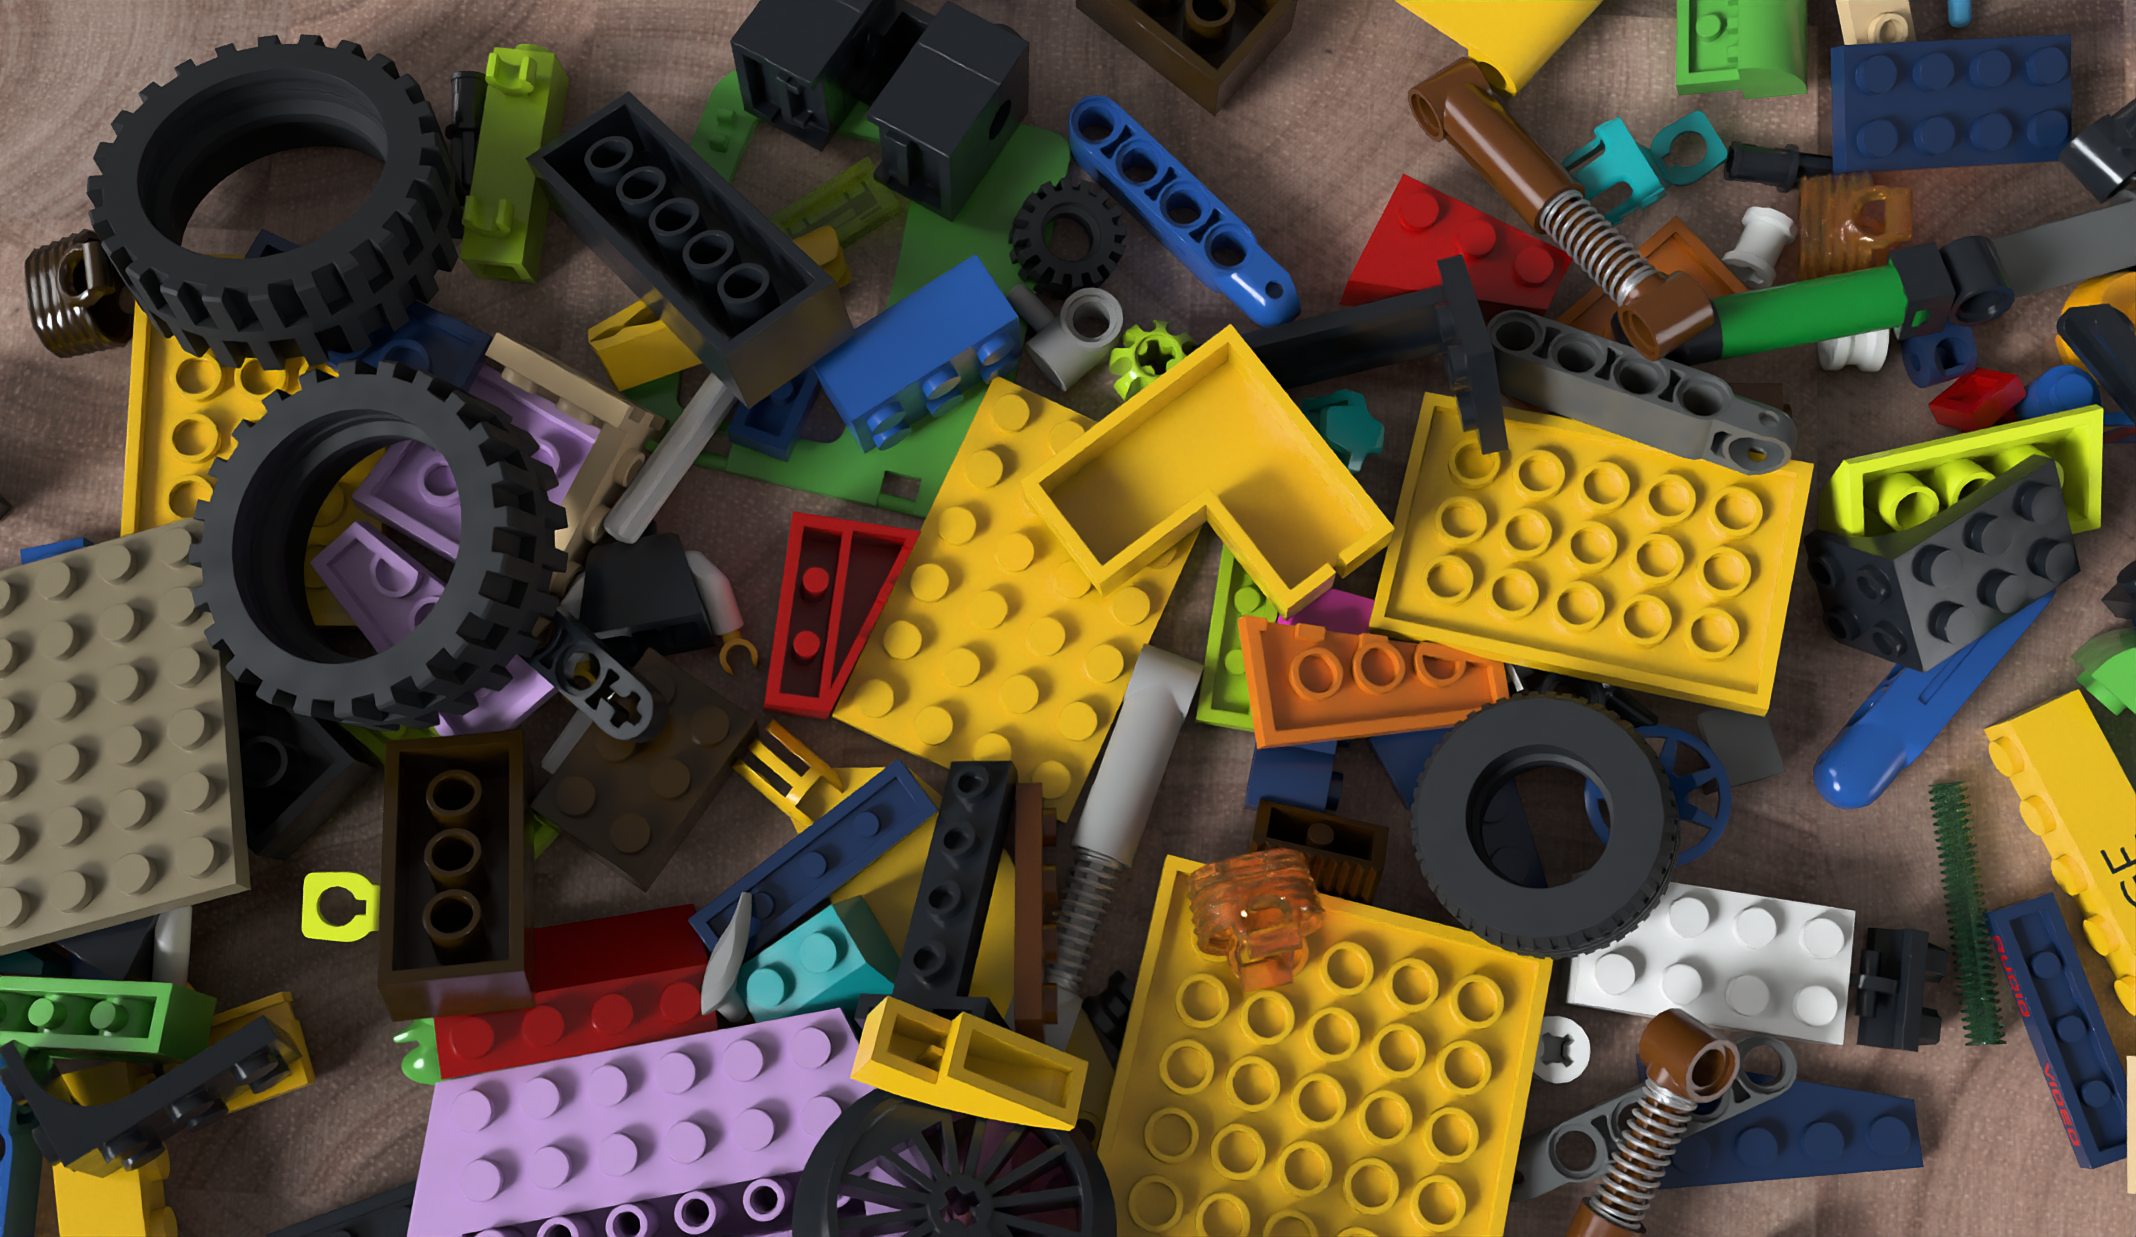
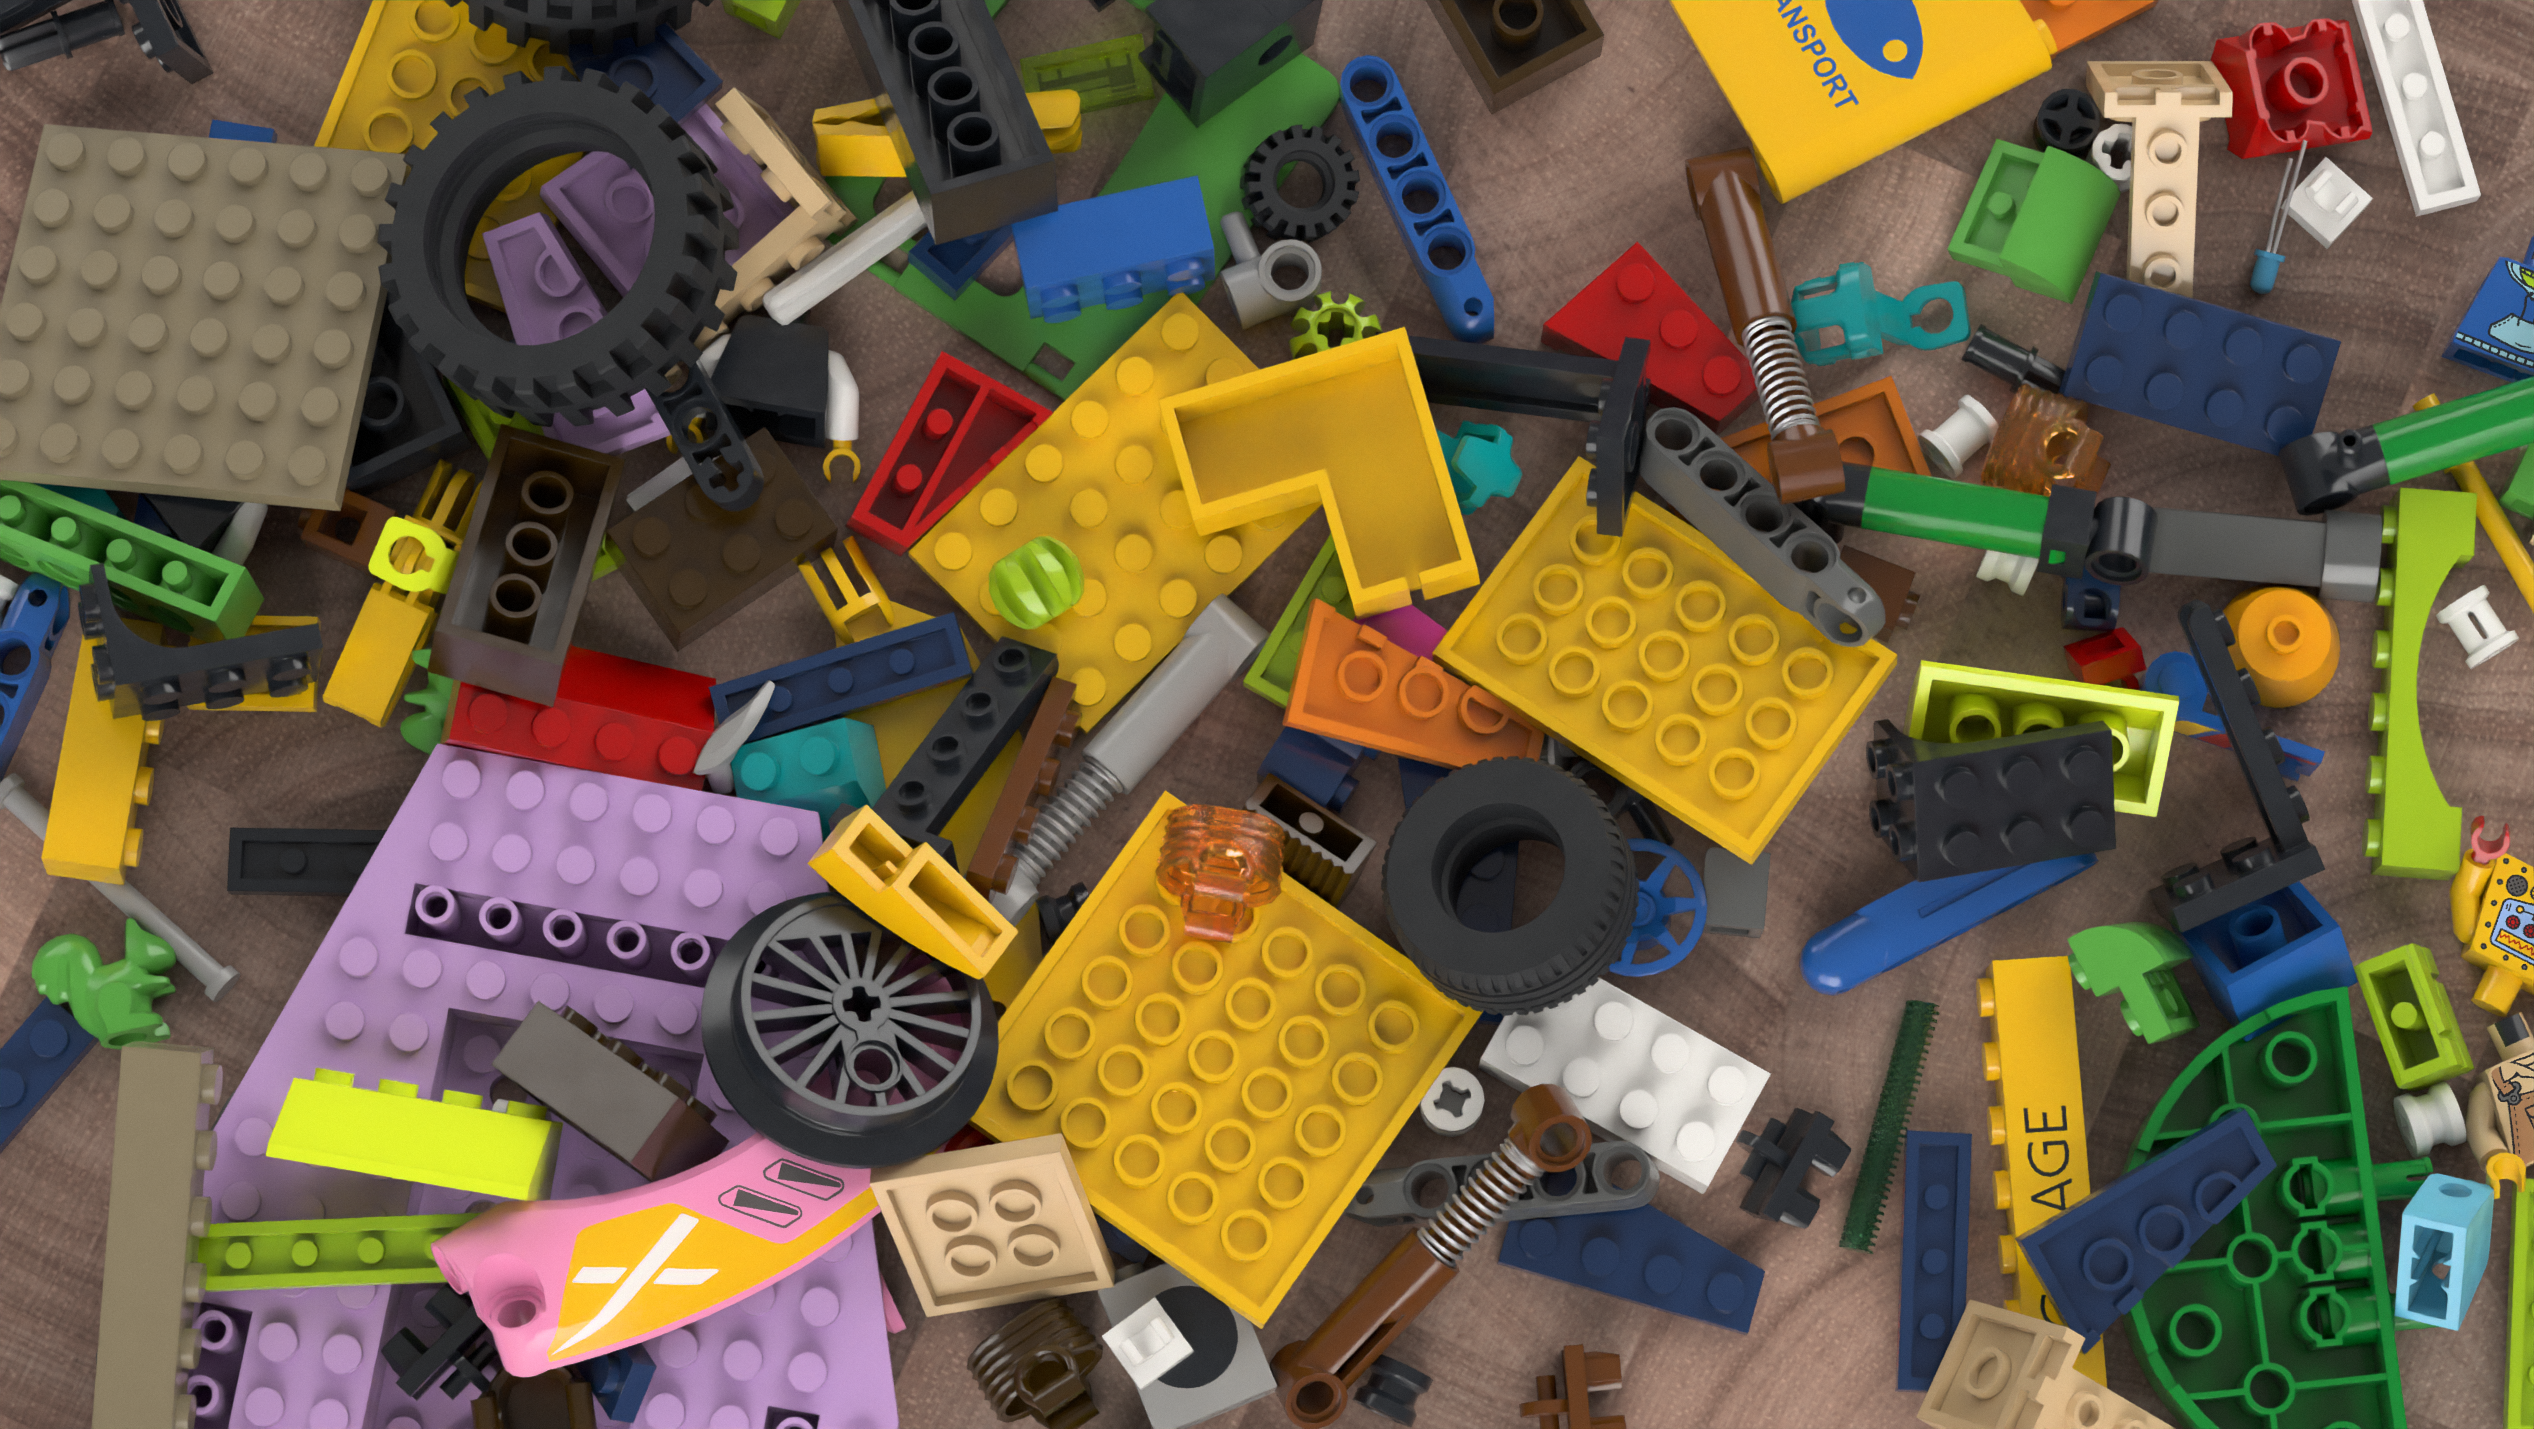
camera: 20 degrees right, 0 degrees up
(263, 902) = (323, 526): none -> reddish brown brick
(351, 1017) = (399, 621): none -> yellow arm
(967, 700) = (1036, 582): none -> lime piece

